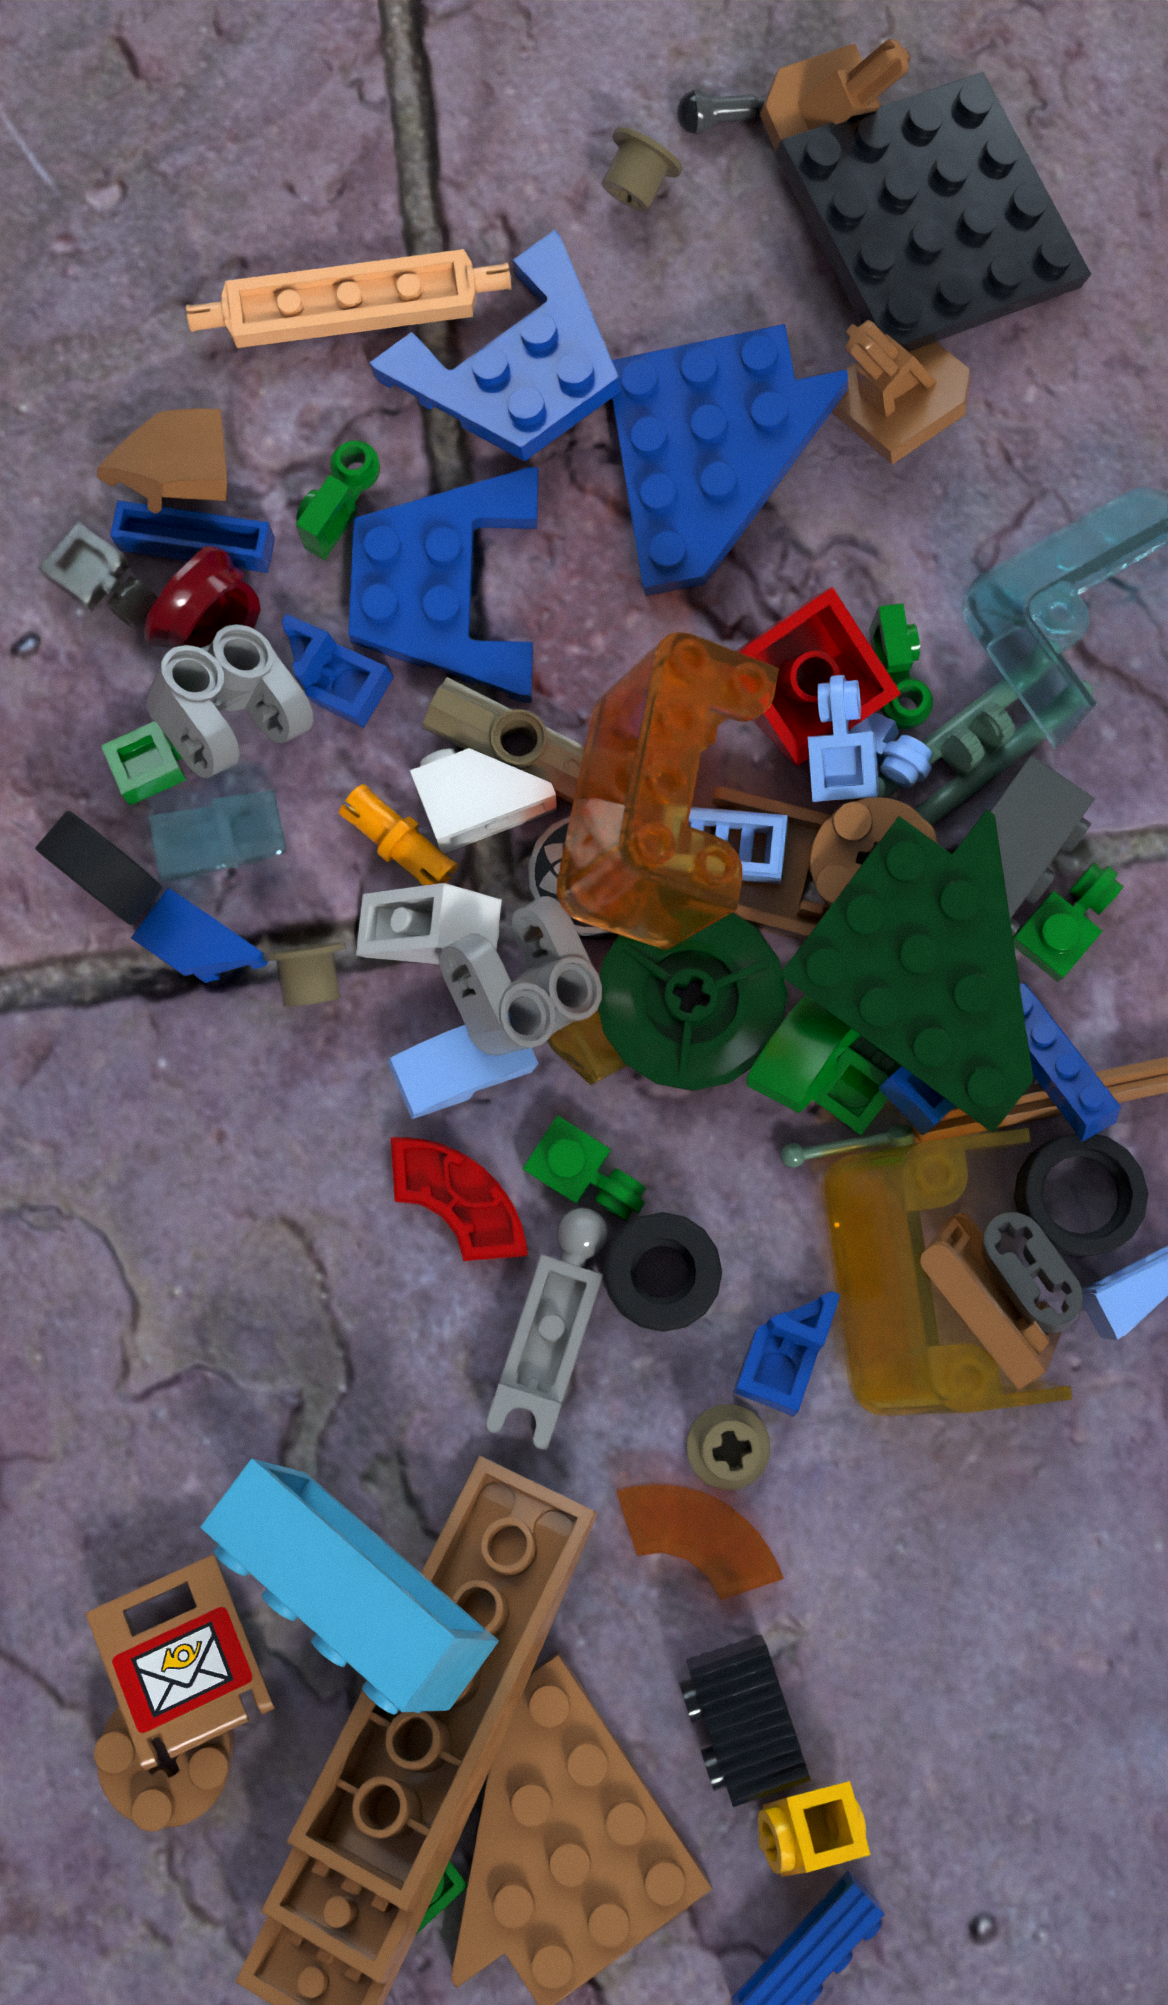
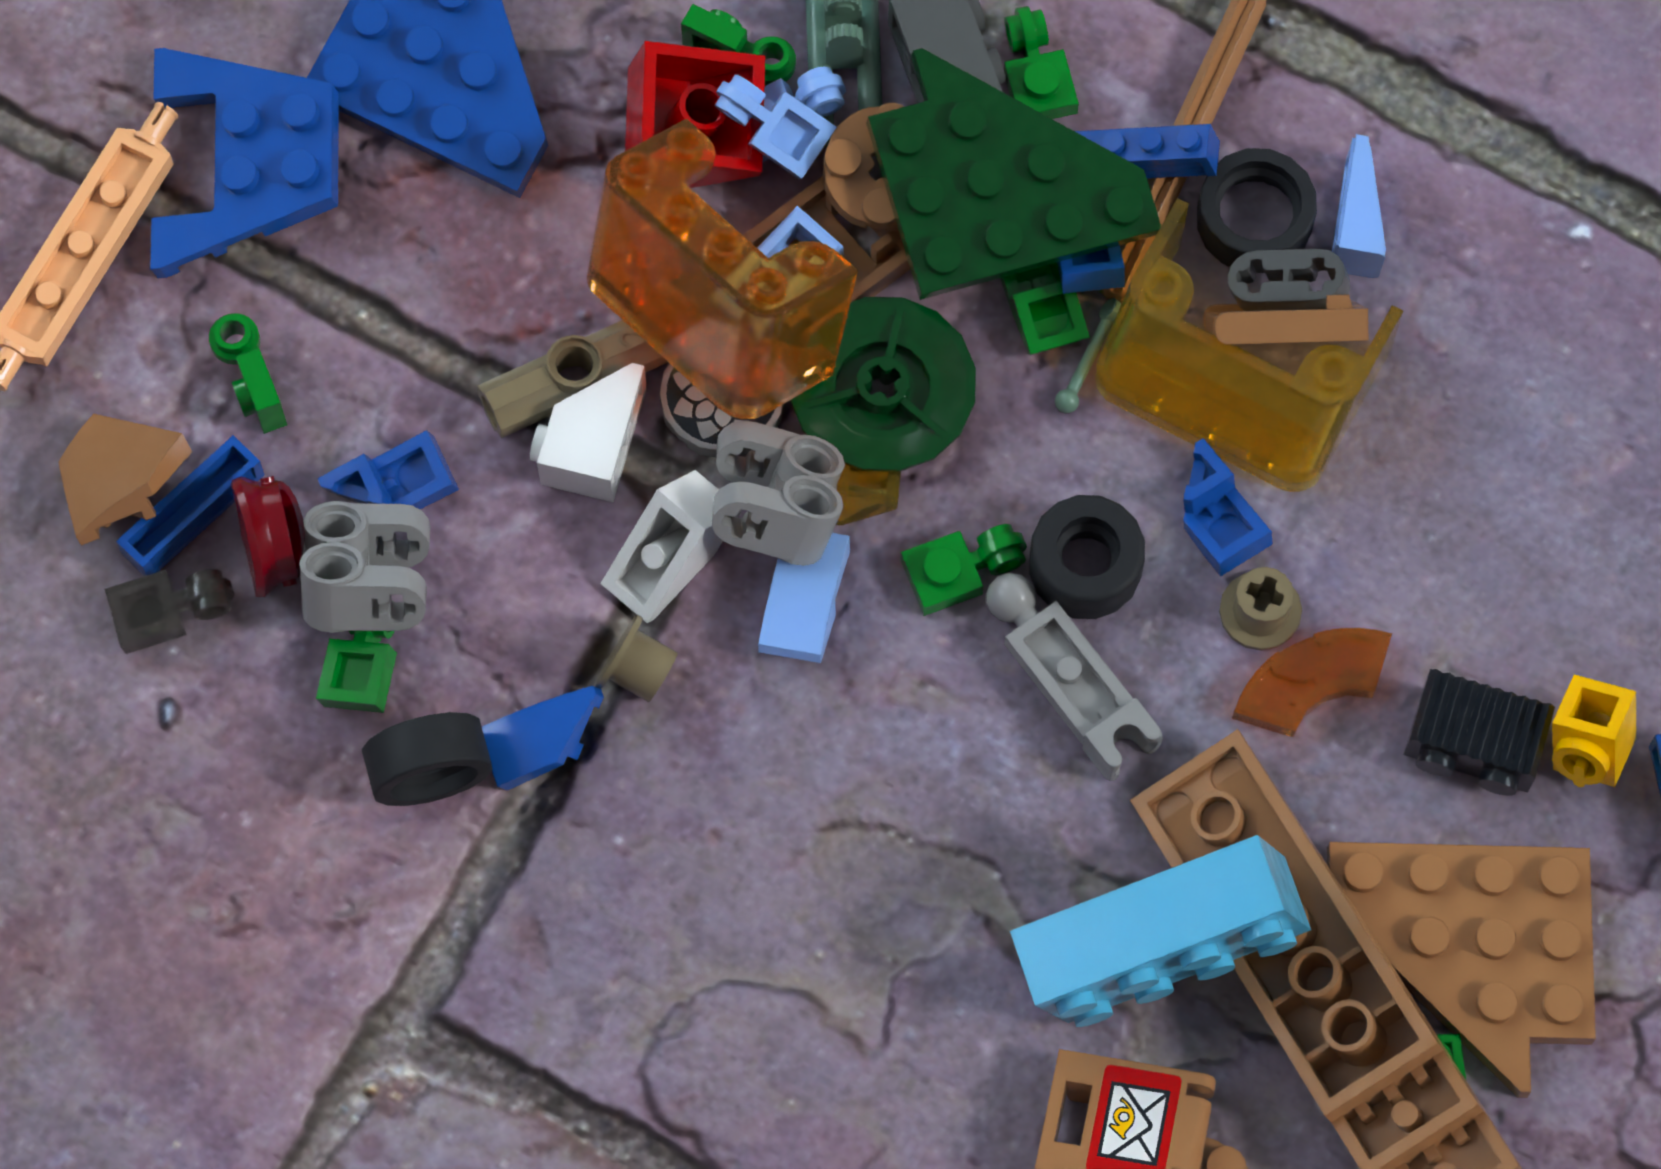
camera: 55 degrees left, 10 degrees down
(216, 837) = (463, 657): clear light blue slope -> none
(397, 837) = (578, 520): light orange pin -> none
(417, 581) = (370, 362): blue wing -> none
(459, 1193) = (909, 674): red tile -> none
(801, 1055) = (993, 331): green slope -> none

